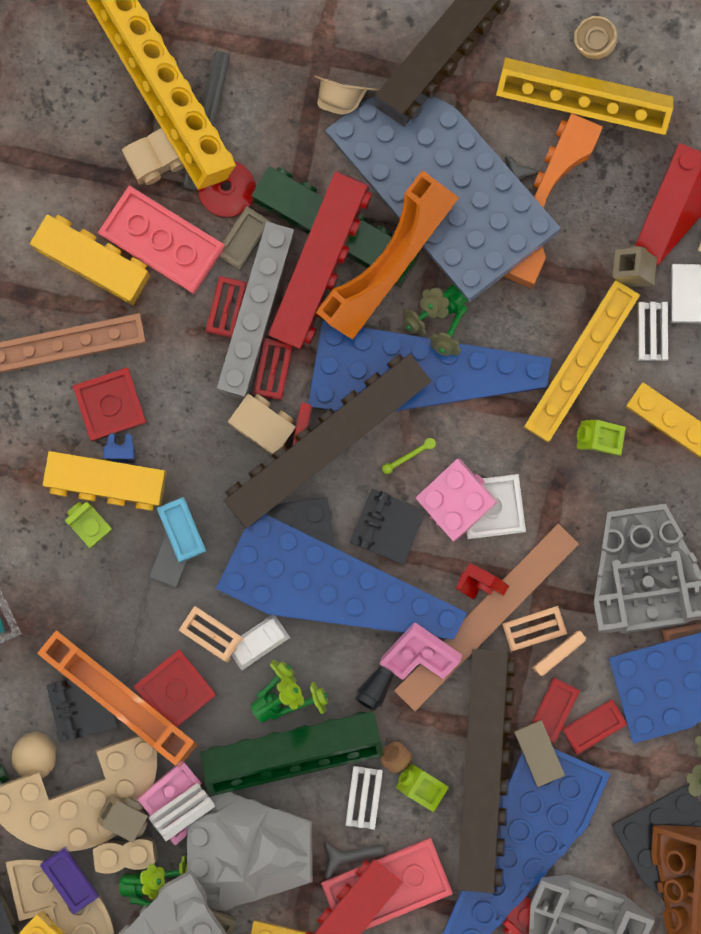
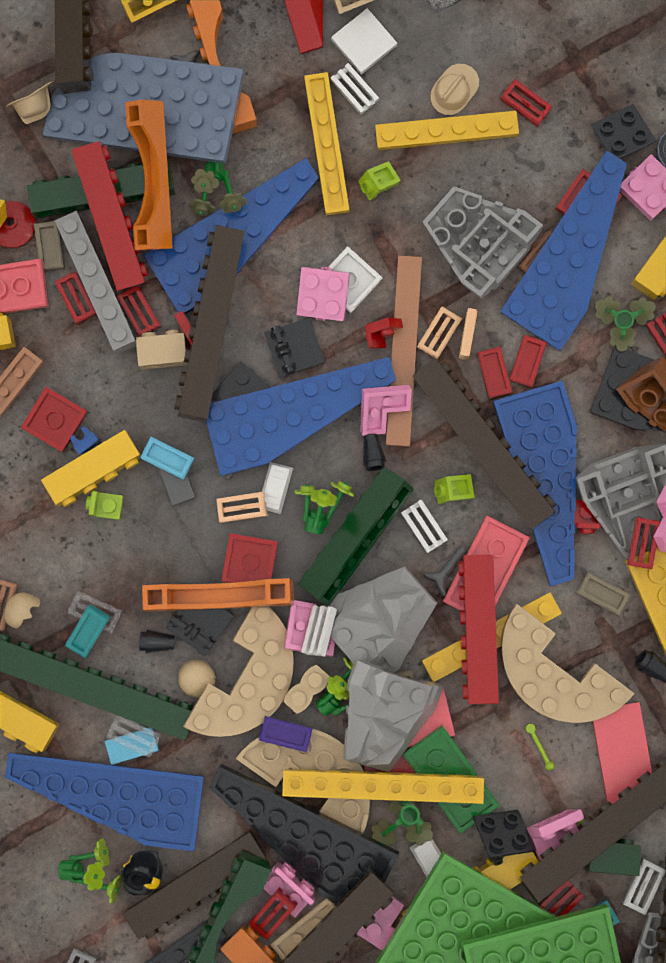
camera: 40 degrees left, 0 degrees up
(25, 690) = (155, 641): none -> black cone
(123, 818) = (286, 665): dark tan brick -> none
(396, 757) = (423, 484): medium nougat tile -> none
(429, 444) = (276, 275): lime hinge -> none
(539, 753) = (508, 404): dark tan tile -> none
(634, 267) = (309, 57): dark tan brick -> none

